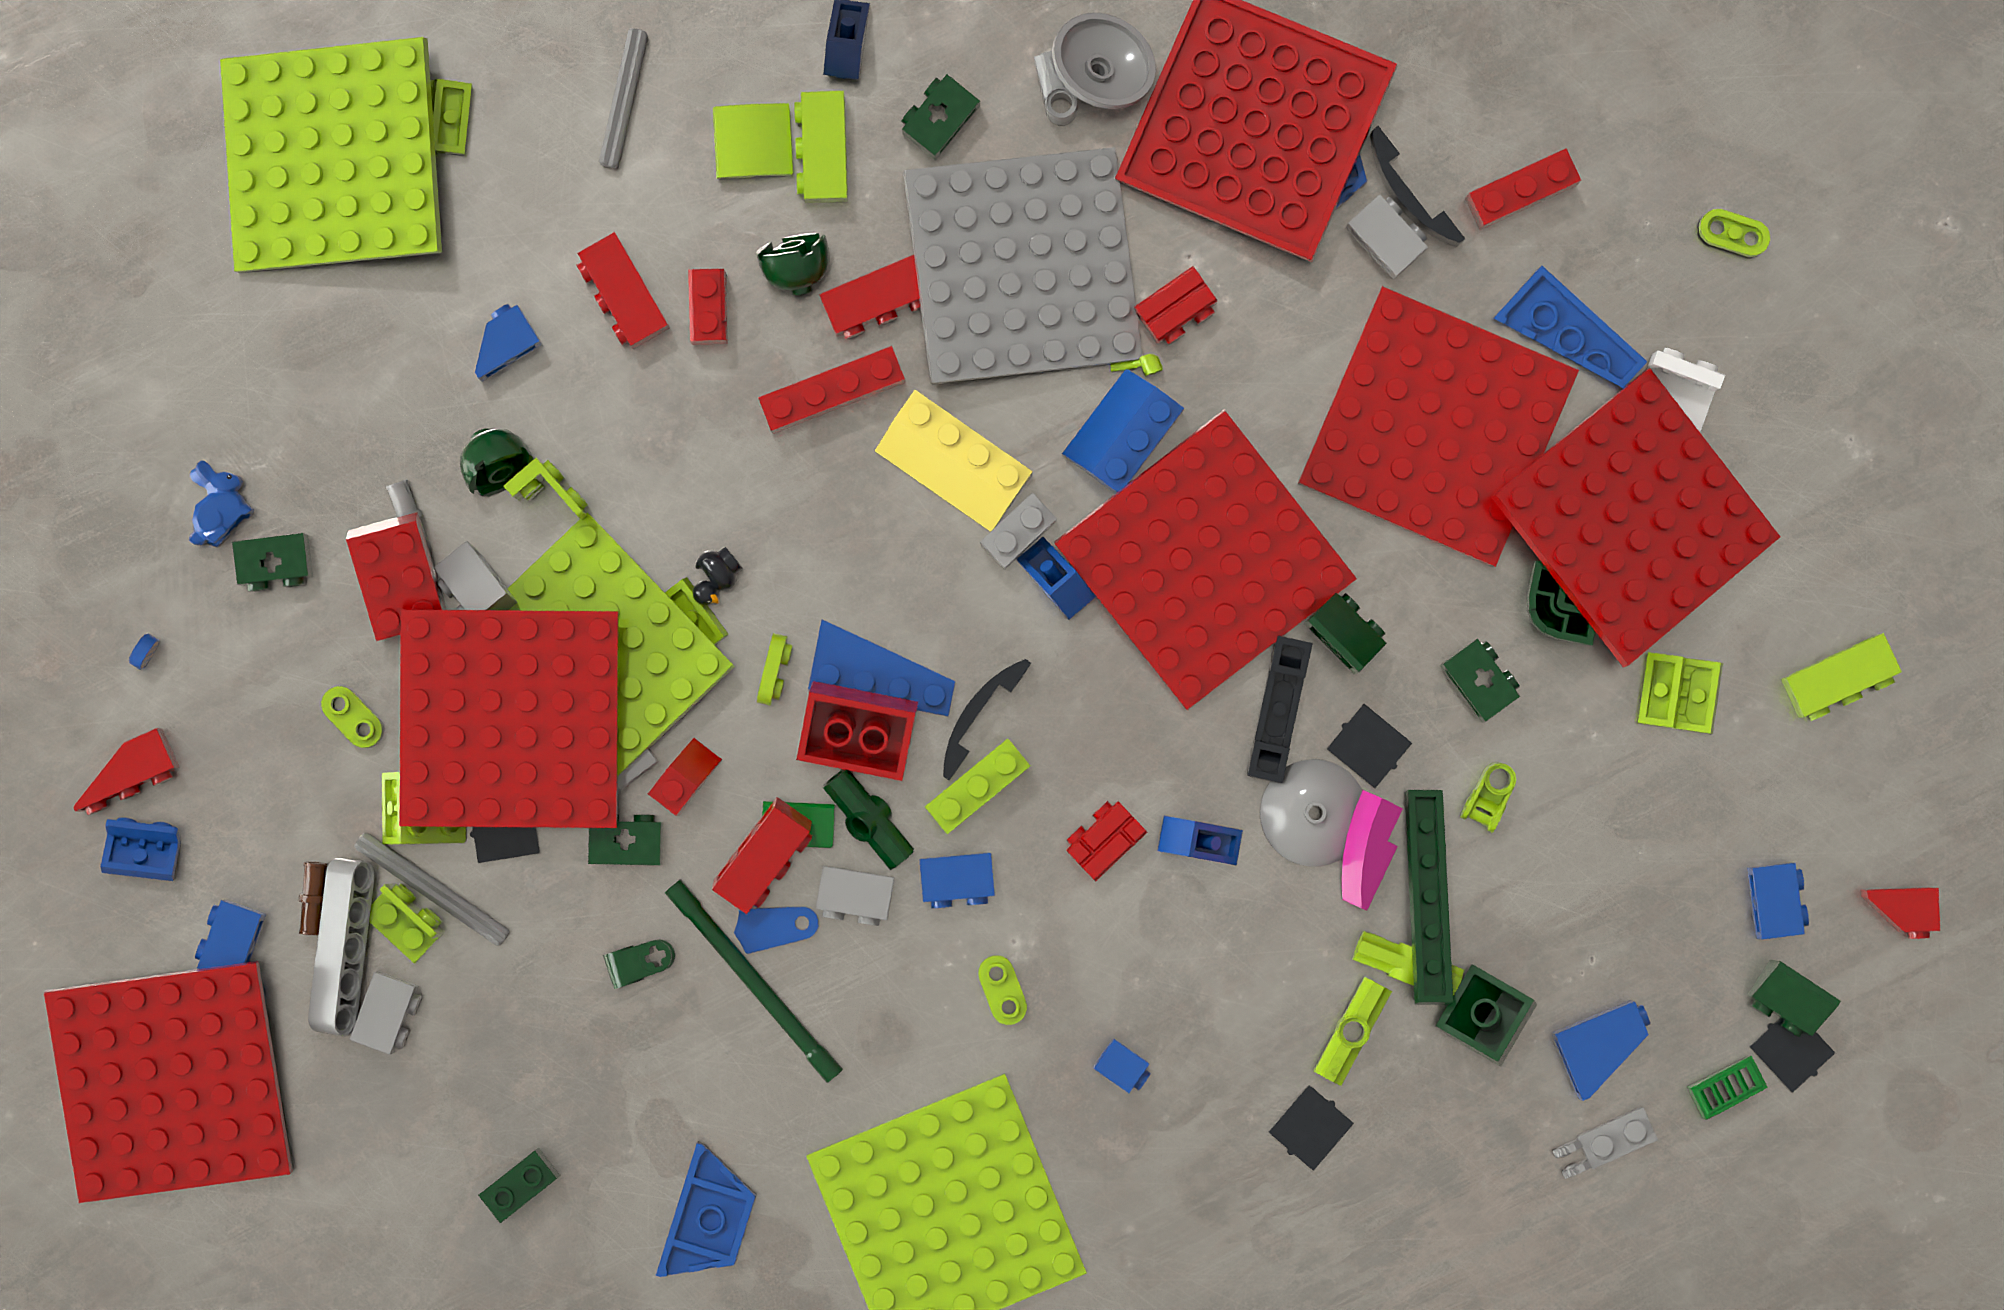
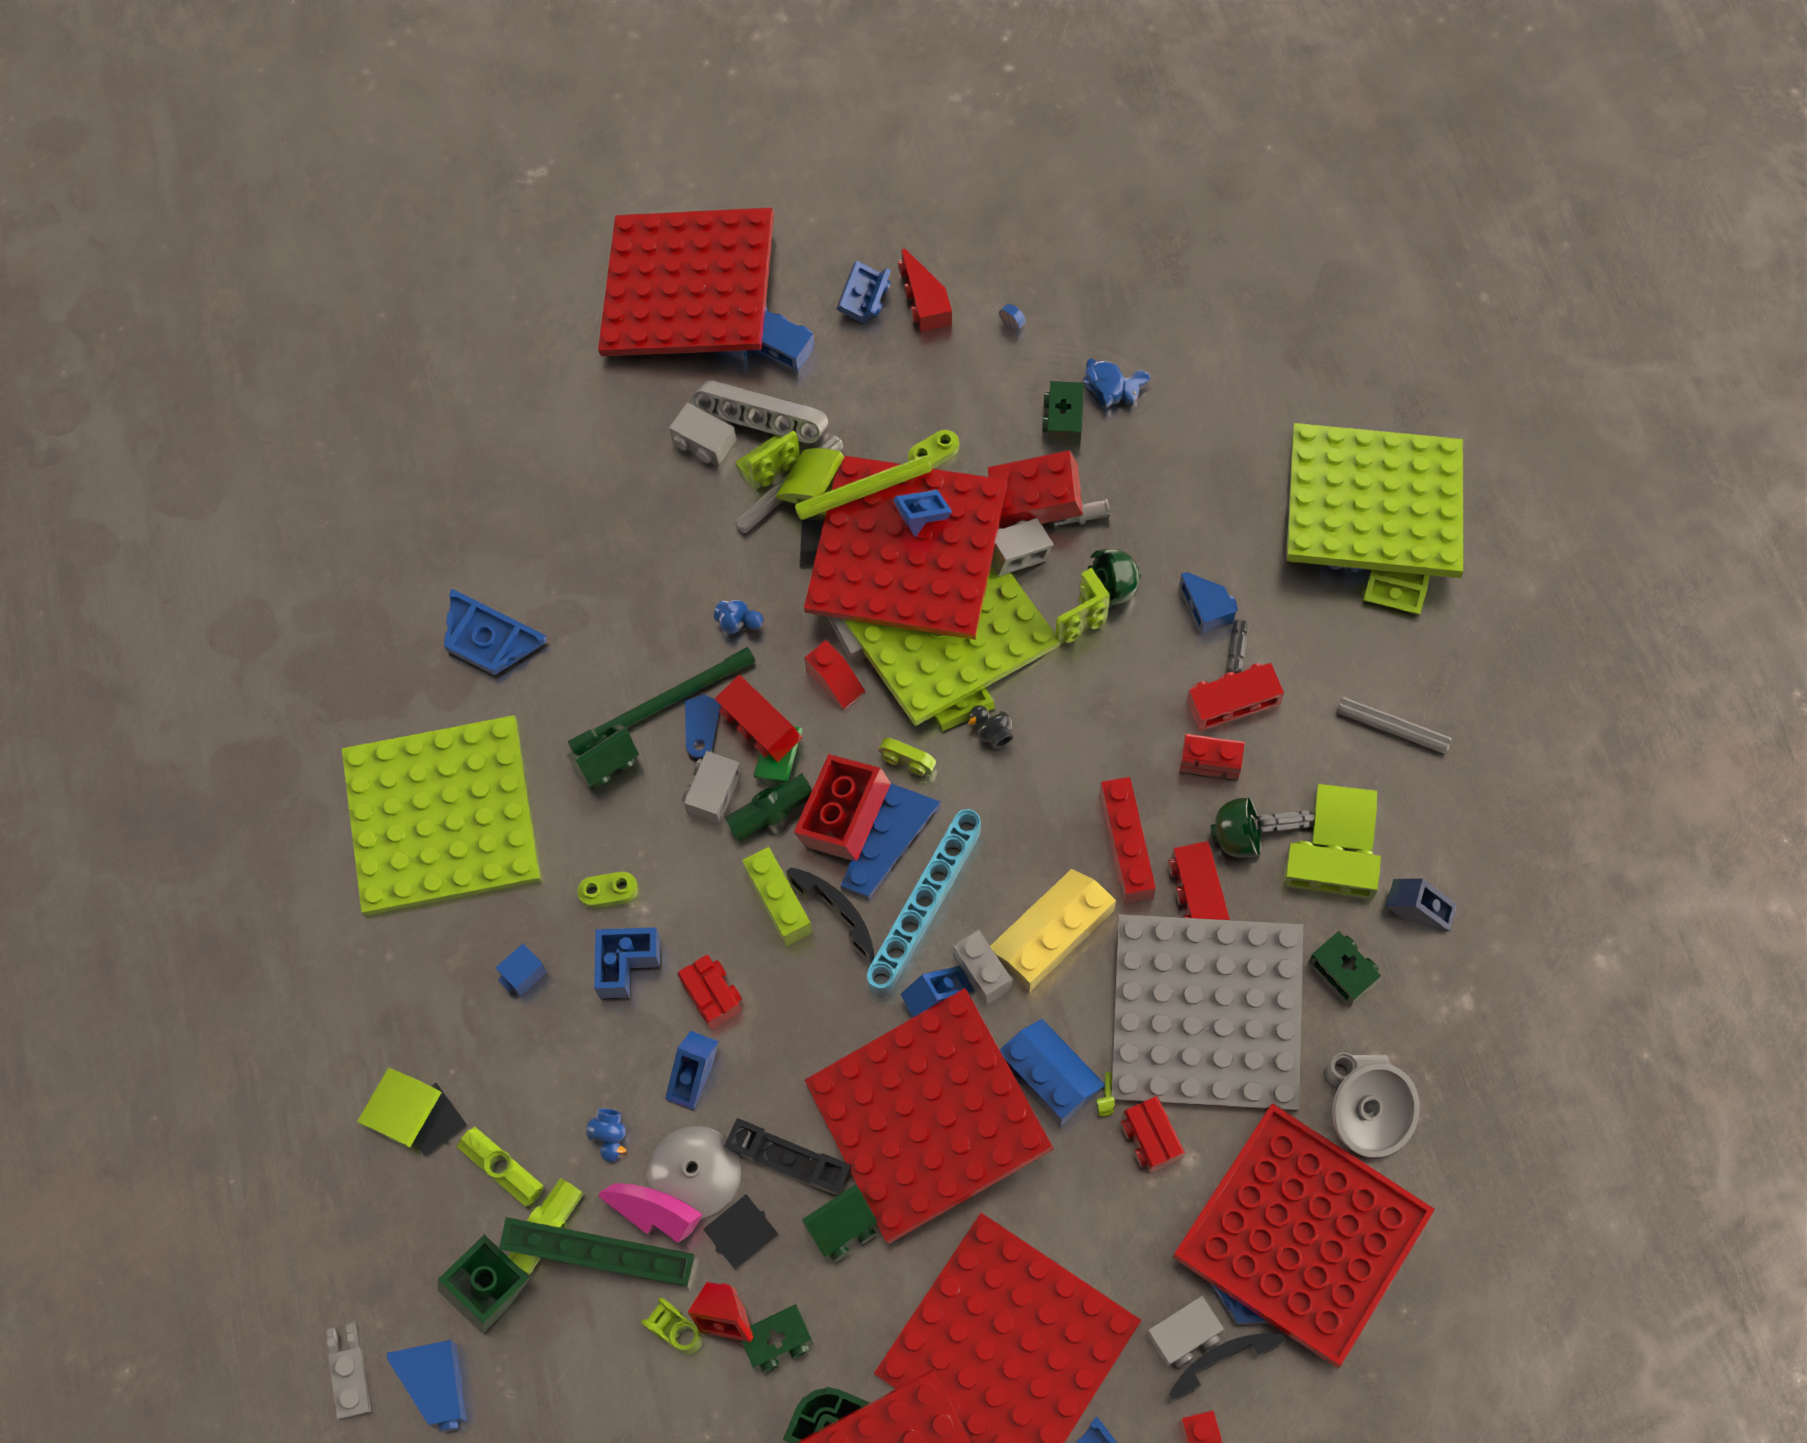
camera: 105 degrees right, 20 degrees down
(312, 897) = (803, 398): reddish brown pin -> none
(429, 859) = (810, 474): none -> lime slope
(446, 784) = (863, 487): none -> lime axle
(469, 703) = (921, 508): none -> blue slope
(519, 1185) = (547, 504): dark green brick -> none
(555, 297) = (1237, 646): none -> dark grey axle
(626, 916) = (735, 615): none -> blue animal
(633, 962) = (697, 617): dark green piece -> none
(645, 850) = (786, 638): dark green brick -> none
(771, 208) = (1286, 821): none -> axle
(841, 1033) = (603, 755): none -> dark green slope
(935, 603) = (921, 915): none -> medium azure beam
(957, 878) = (705, 868): blue brick -> none
(1088, 959) = (618, 952): none -> blue brick
(1288, 919) = (610, 1130): none -> blue animal
(1307, 1164) = (399, 1107): none -> lime slope
(1468, 743) = (720, 1312): none -> red slope

